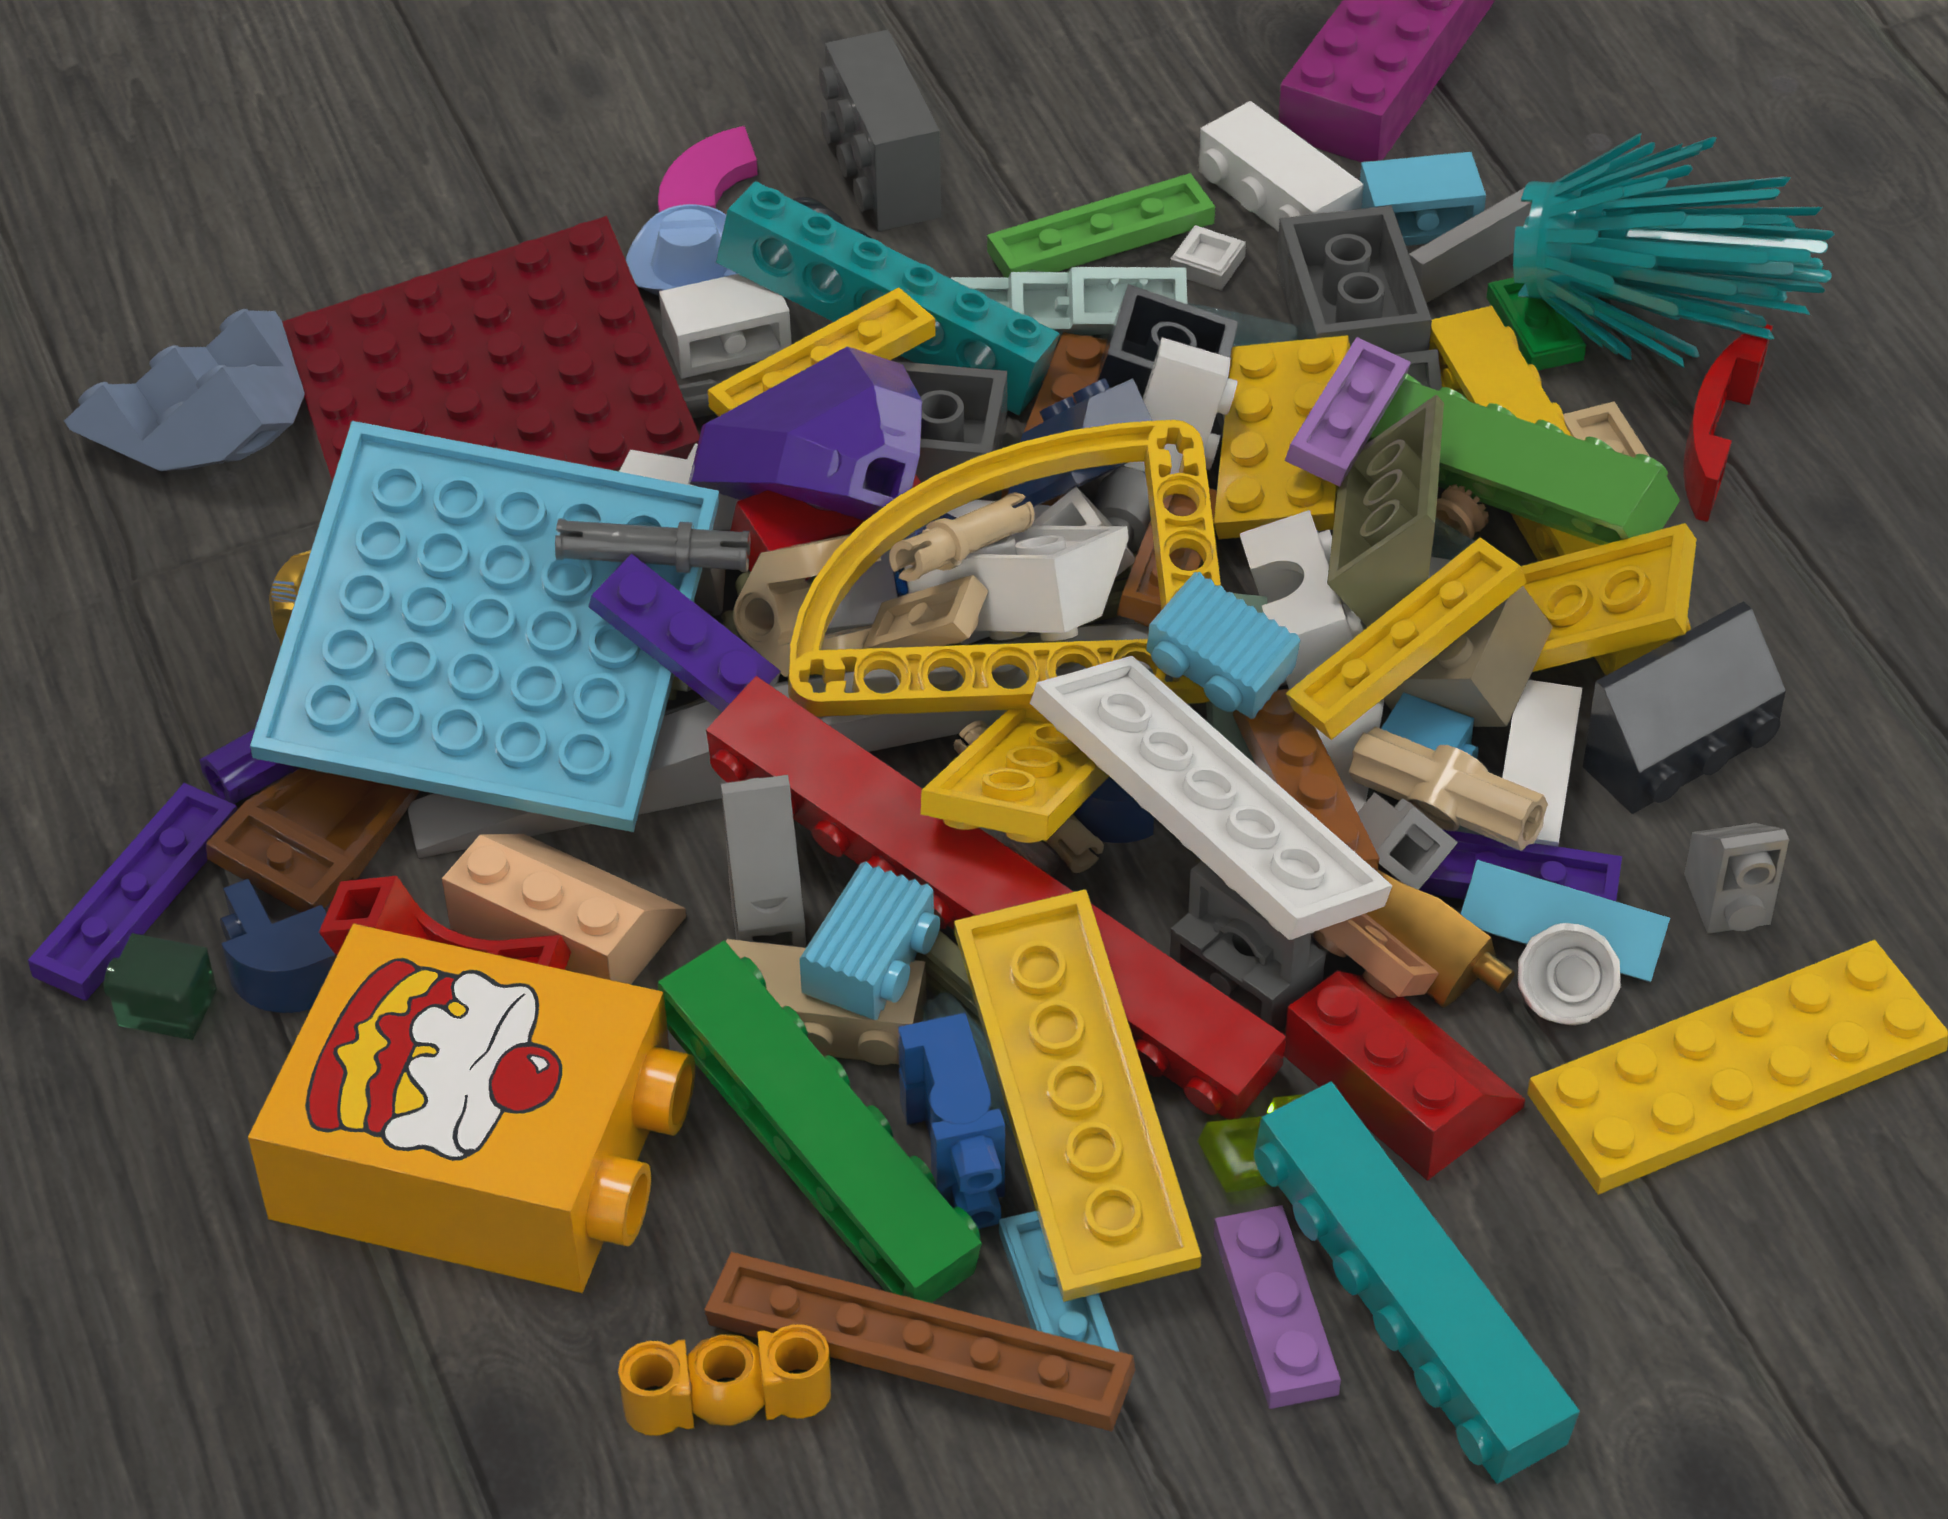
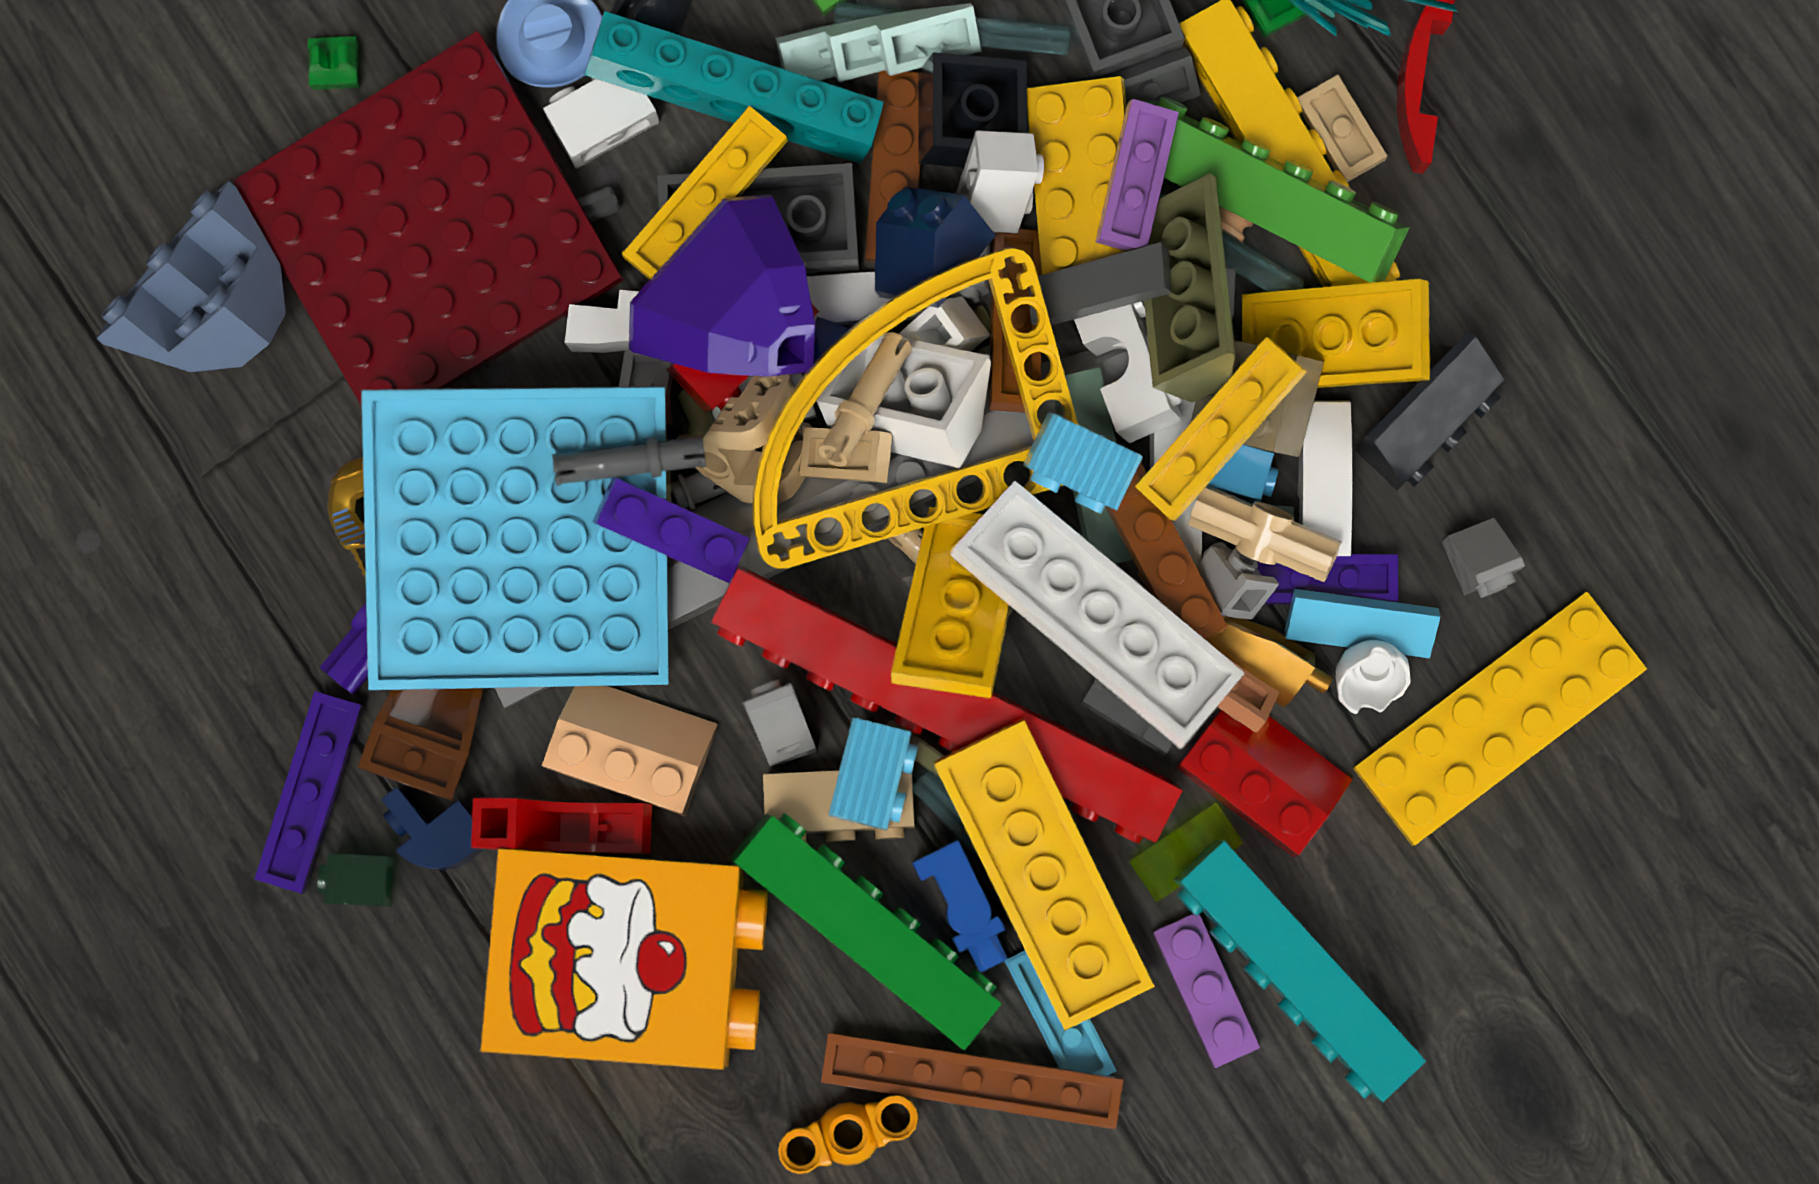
camera: 10 degrees left, 35 degrees up
(433, 245) = (333, 63): none -> green tile
(1292, 501) = (1105, 284): none -> dark grey tile

